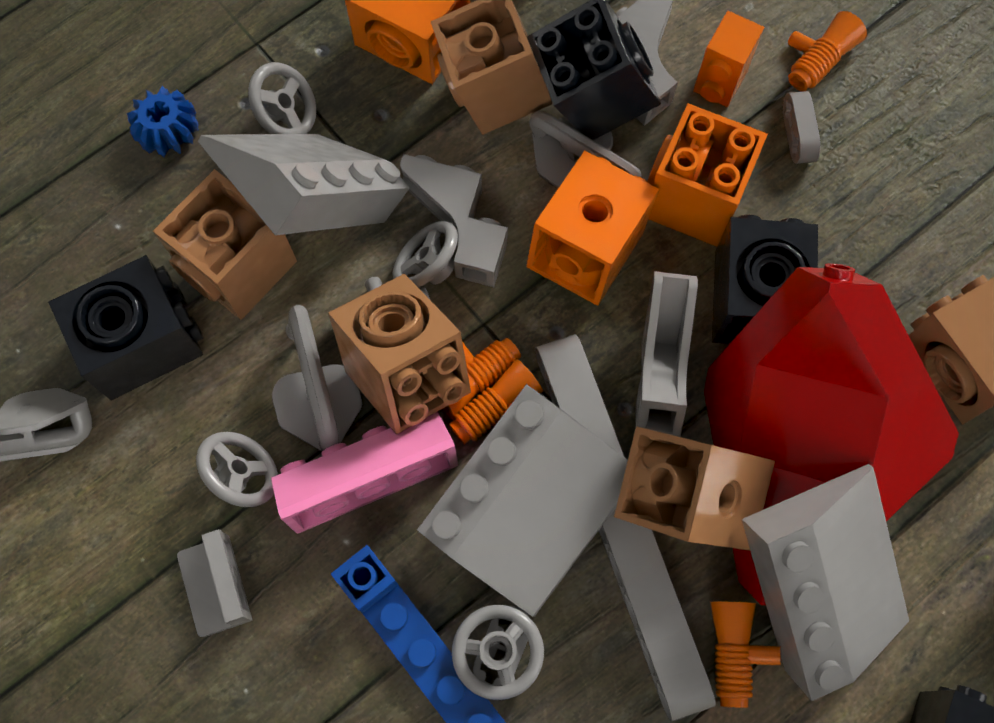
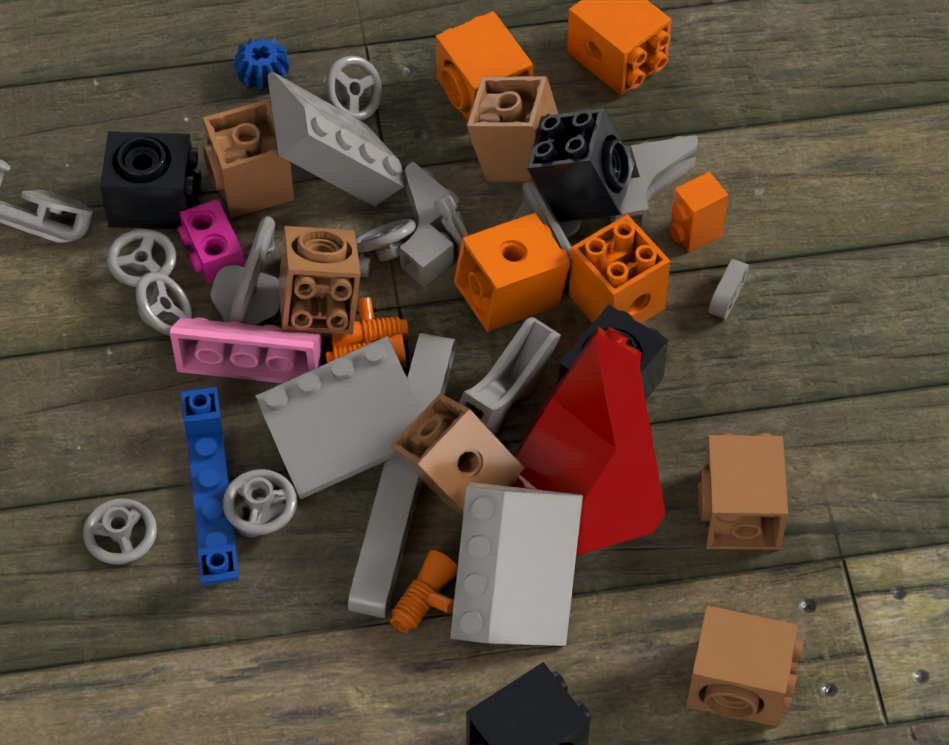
camera: 30 degrees right, 15 degrees down
(184, 438) = (141, 259): none -> light grey piece
(214, 584) = (102, 370): light grey panel -> none
(245, 355) = (215, 239): none -> dark pink brick
(494, 204) = (452, 220): none -> light grey axle
(823, 54) = (787, 247): orange piece -> none

